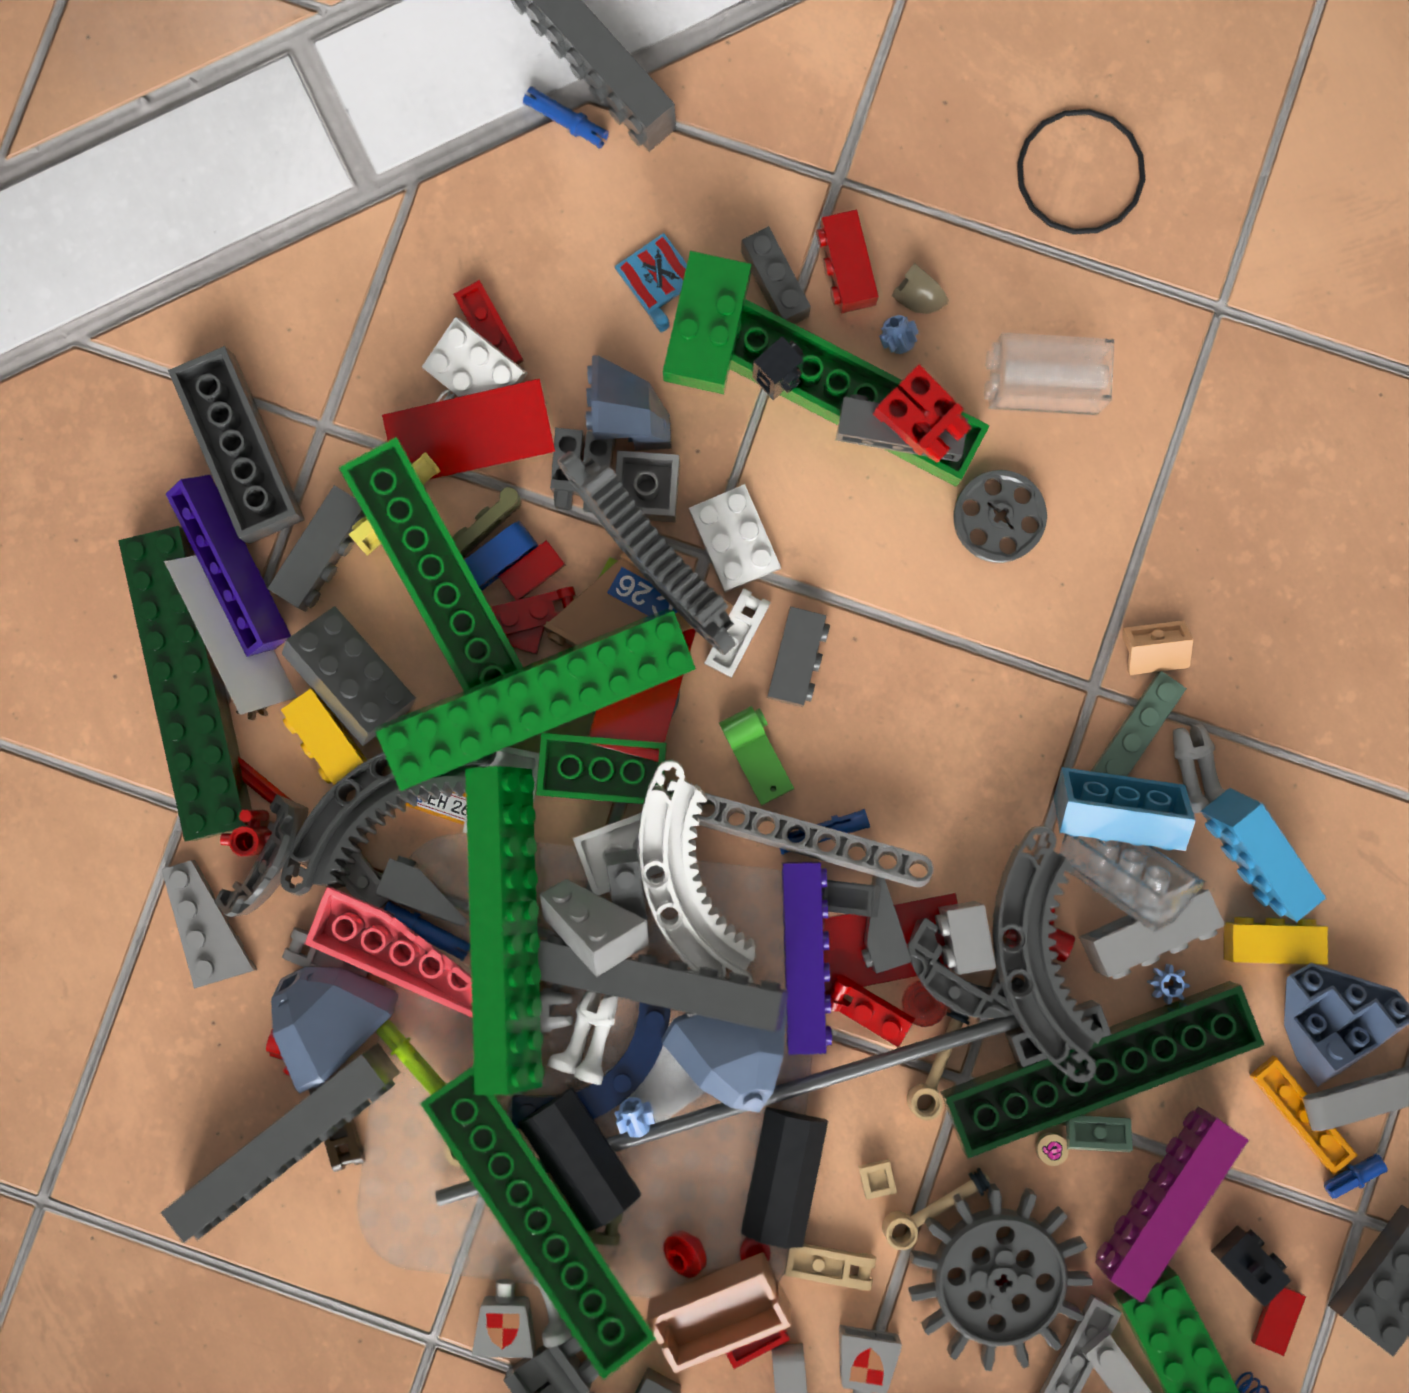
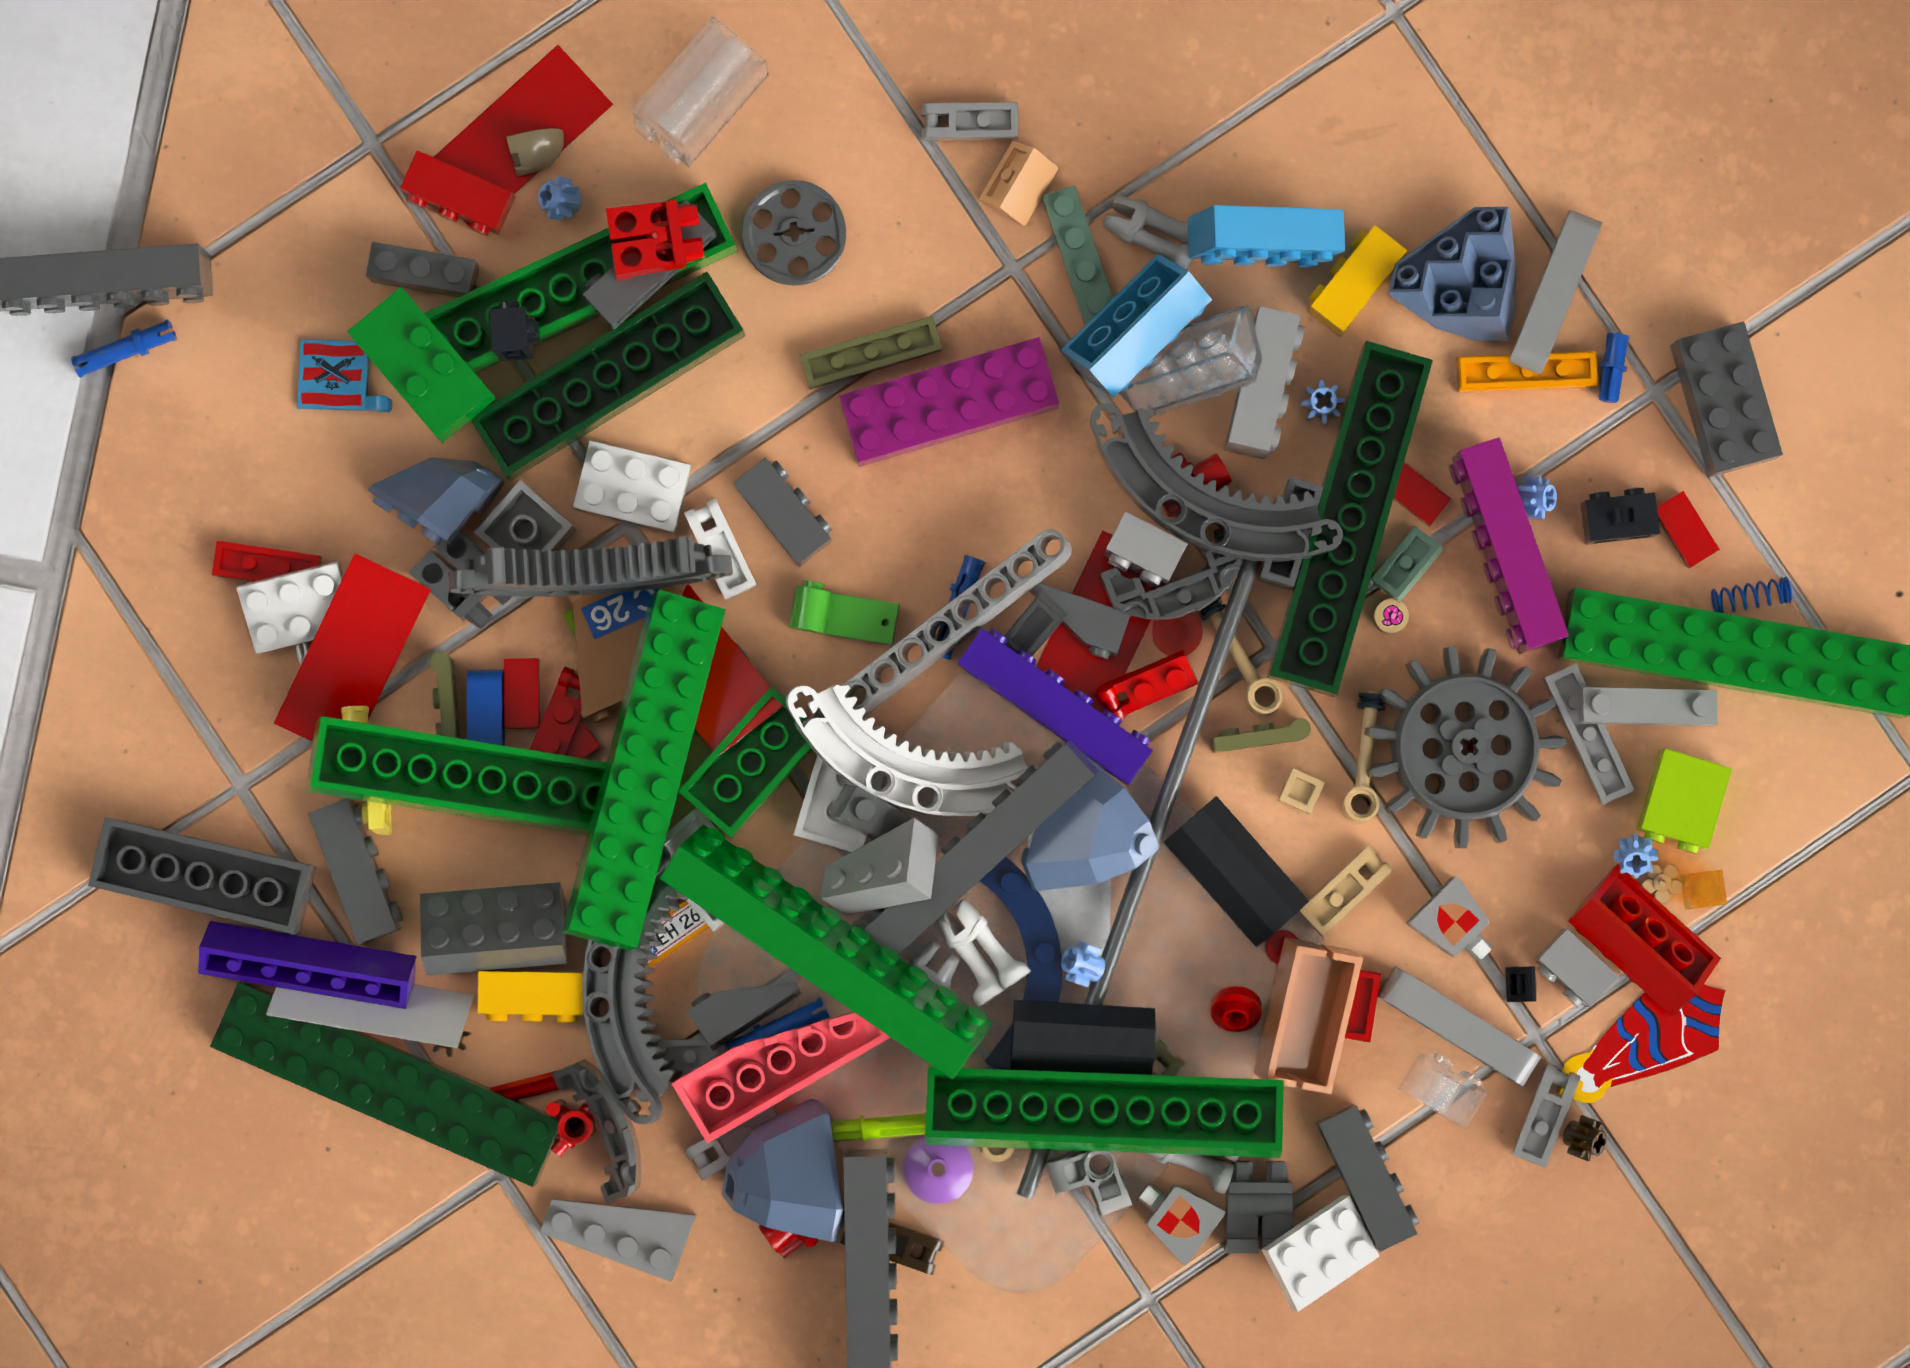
camera: 60 degrees left, 0 degrees up
(394, 1125) = (935, 1188): none -> medium lavender dish
(480, 1224) = (1106, 1186): none -> light grey piece
(799, 462) = (608, 376): none -> dark green brick
(896, 1121) = (1263, 735): none -> olive plate
(957, 634) = (871, 352): none -> olive plate
(965, 274) = (546, 97): none -> red sticker
(965, 716) = (949, 401): none -> magenta brick
(1154, 1108) = (1420, 496): none -> red tile
(1175, 580) = (970, 121): none -> light grey plate
(1225, 1195) = (1537, 496): none -> light blue gear

